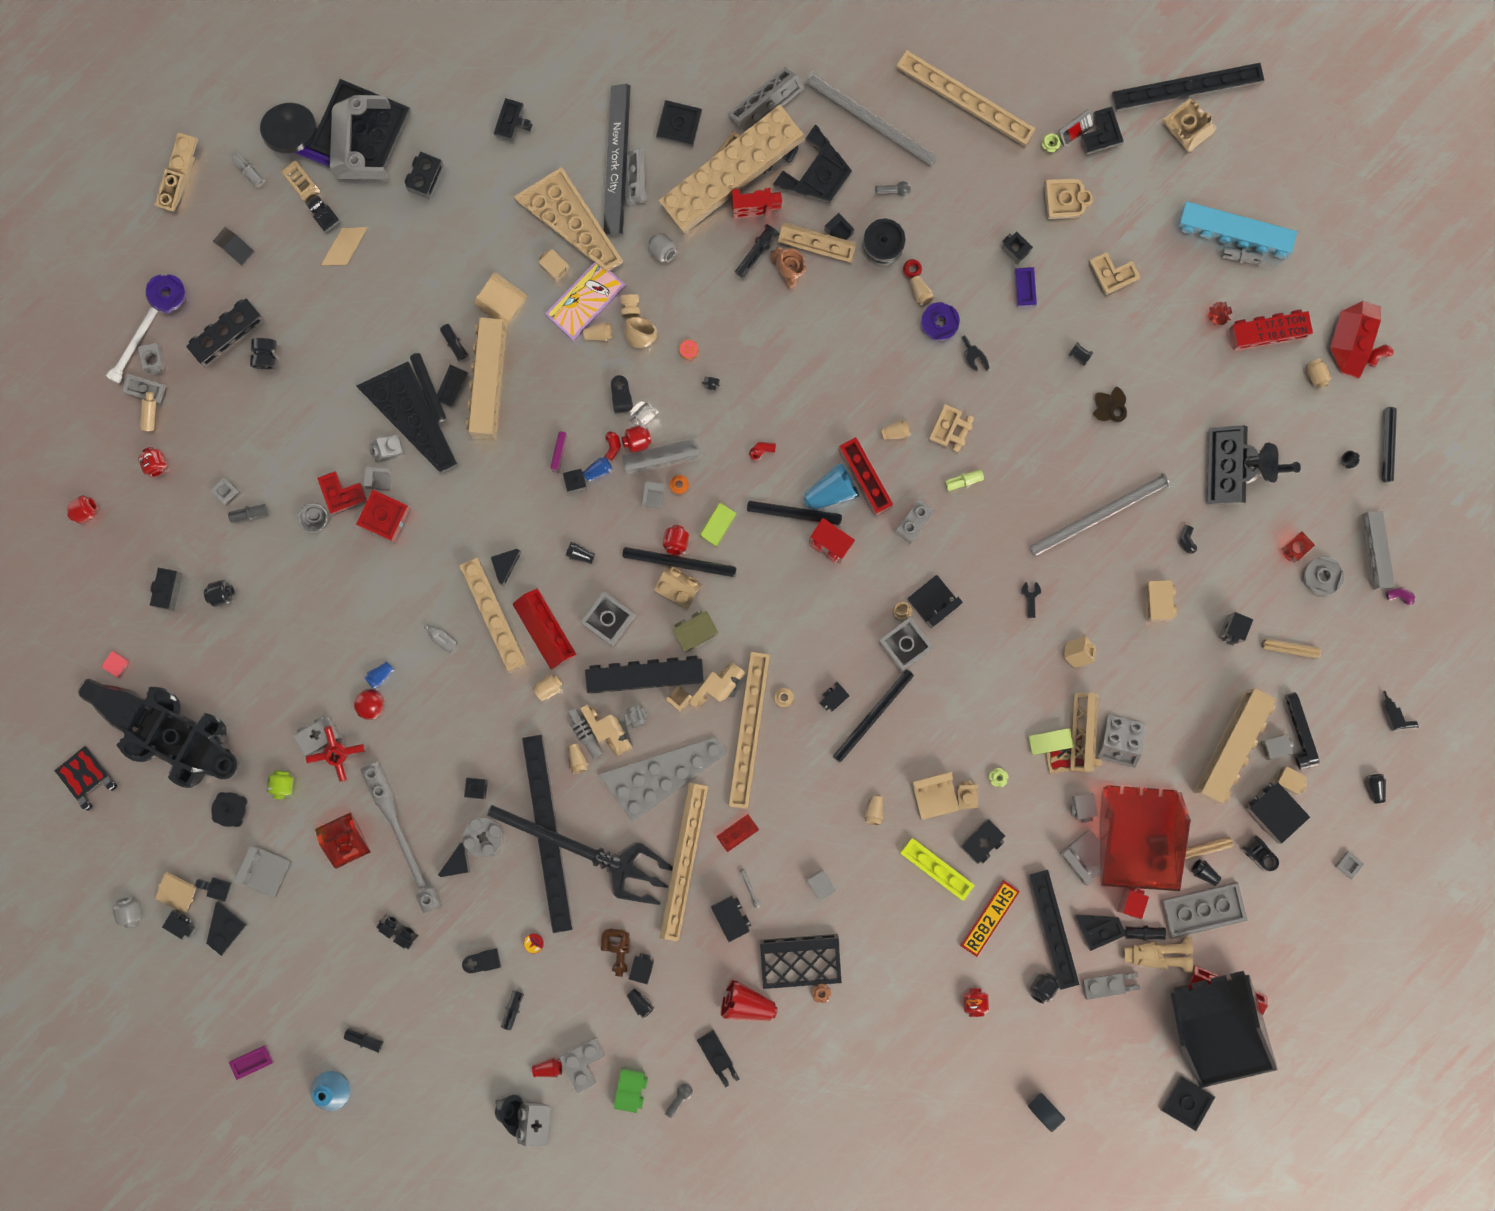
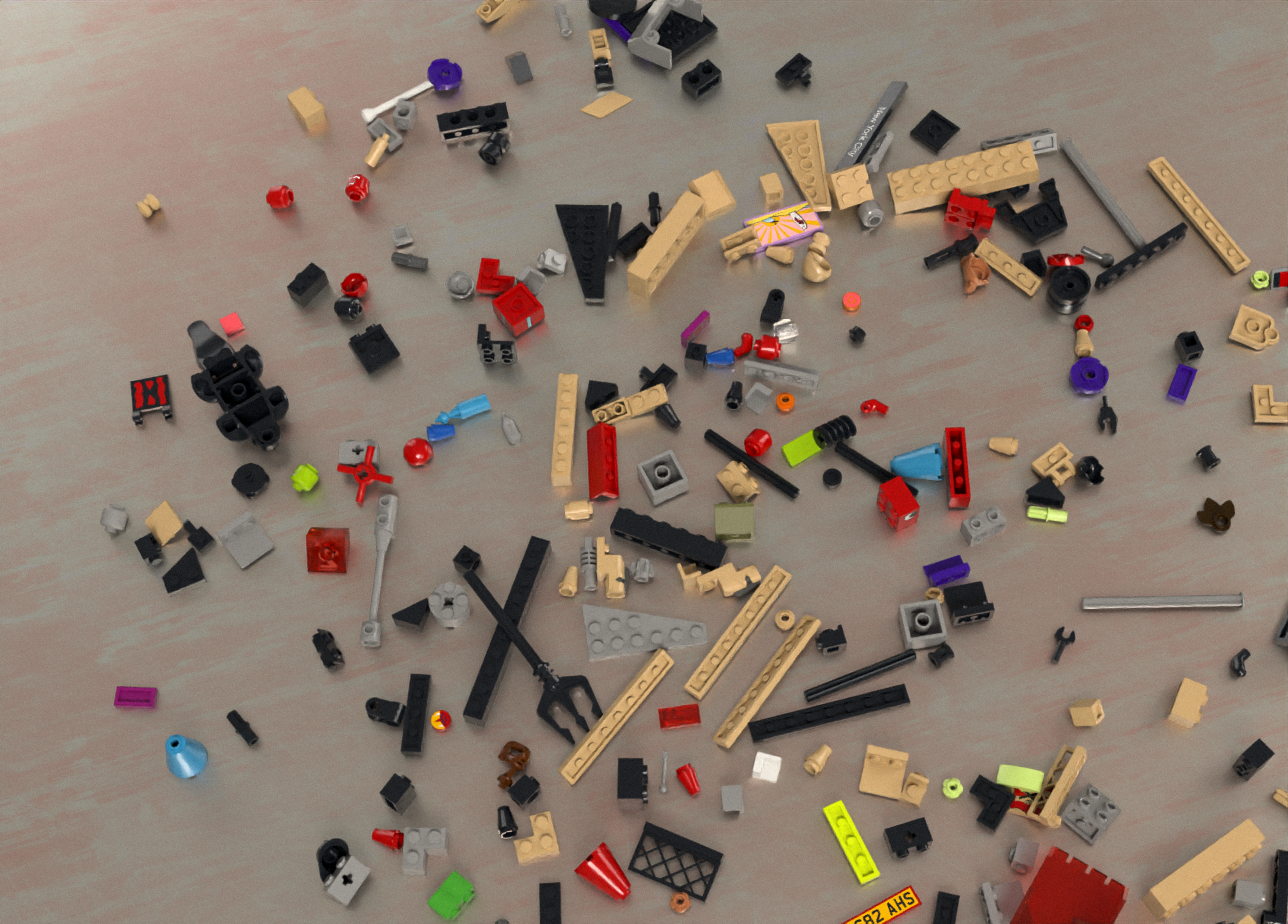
camera: 35 degrees right, 20 degrees down
(47, 397) = (306, 107): none -> tan brick
(211, 567) = (354, 285): none -> red hair
(268, 623) = (373, 348): none -> black plate
(381, 575) = (494, 351): none -> black bracket
(389, 641) = (466, 409): none -> dark azure wheel
(509, 949) = (416, 714): none -> black gear
(512, 1010) = (387, 768): black axle -> none
(536, 1029) = (398, 793): none -> black brick
(541, 563) = (631, 406): none -> tan slope
(551, 524) = (662, 375): none -> black plate
(555, 340) = (740, 243): none -> tan bracket
(629, 231) = (849, 186): none -> tan piece
(630, 502) = (734, 396): none -> black cone
(680, 1002) = (543, 841): none -> tan plate
(737, 497) = (834, 431): none -> black piece
(758, 539) = (832, 478): none -> black tile
(774, 885) = (688, 778): none -> red cone
(797, 762) = (766, 681): none -> tan plate
(835, 841) = (766, 767): none -> white panel
(863, 764) = (828, 713): none -> black tile
(867, 212) = (1065, 259): none -> red tile
(901, 579) = (946, 571): none -> dark purple panel
(931, 179) = (1136, 259): none -> black plate
(934, 663) = (936, 660): none -> black bush
(954, 462) = (1045, 494): none -> black slope
(983, 421) = (1089, 471): none -> black hair
(1041, 770) = (997, 802): none -> black plate

